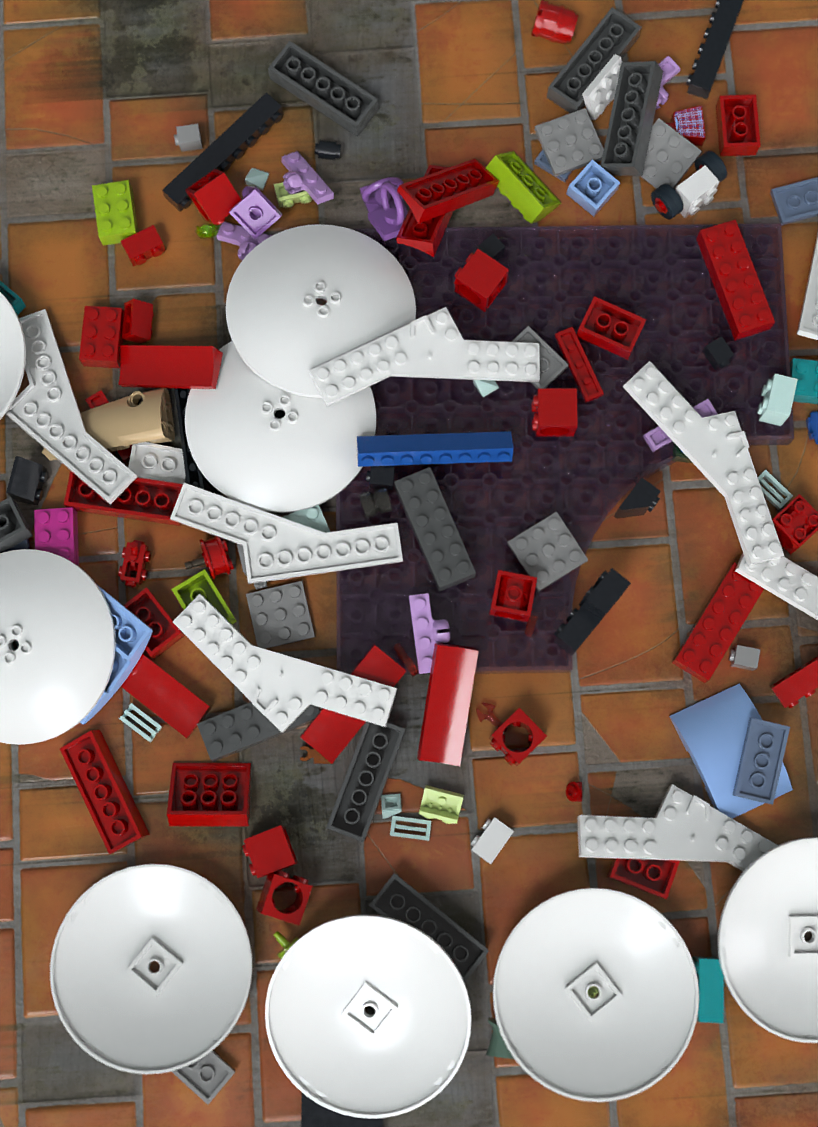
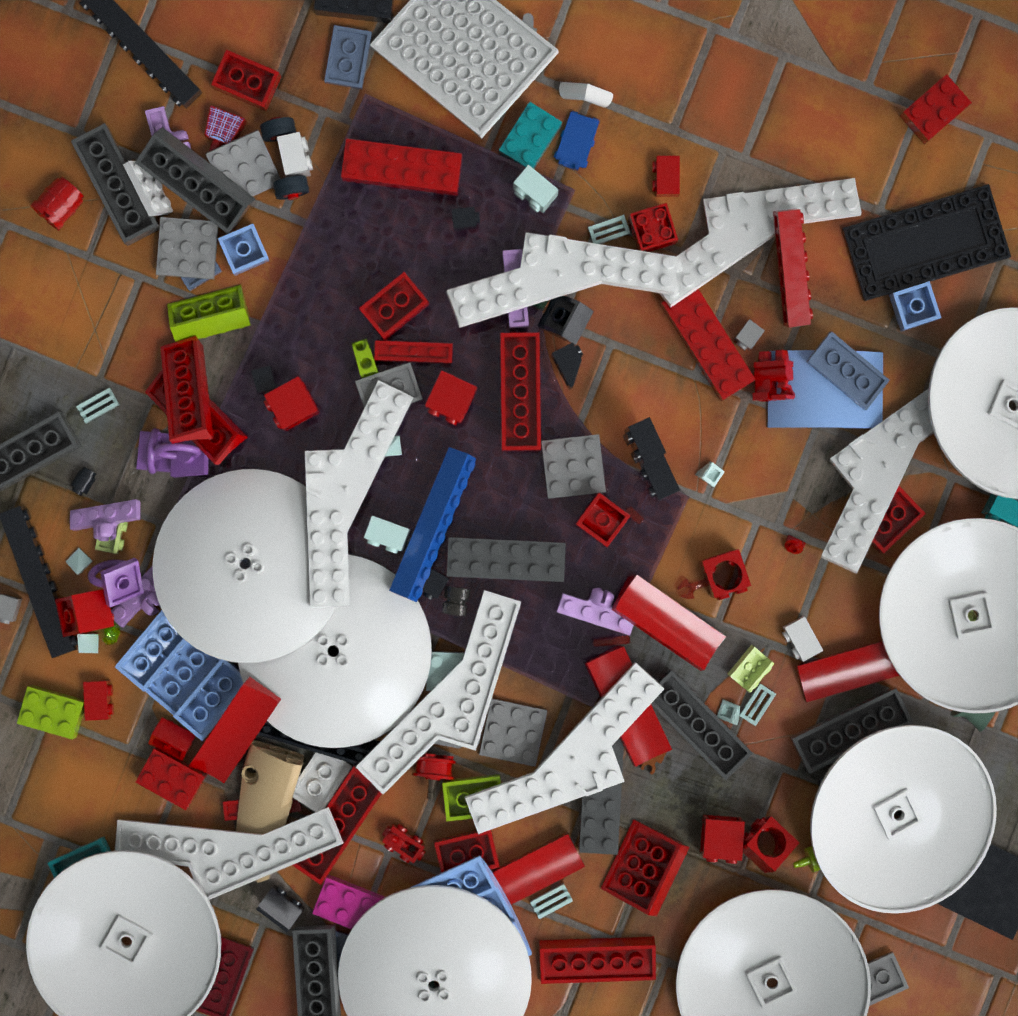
camera: 65 degrees left, 10 degrees up
(189, 217) = (88, 643): none -> light aqua slope
(195, 300) = (180, 677): none -> light blue slope
(386, 125) = (83, 412): none -> light aqua tile
(406, 410) = (387, 534): none -> light aqua brick
(480, 896) = (845, 671): none -> red arch
(552, 324) = (364, 358): none -> lime leg
(591, 471) = (520, 392): none -> red brick
(601, 683) = (710, 473): none -> light aqua slope
(677, 481) = (565, 318): none -> black slope
(719, 693) = (769, 373): none -> red hips

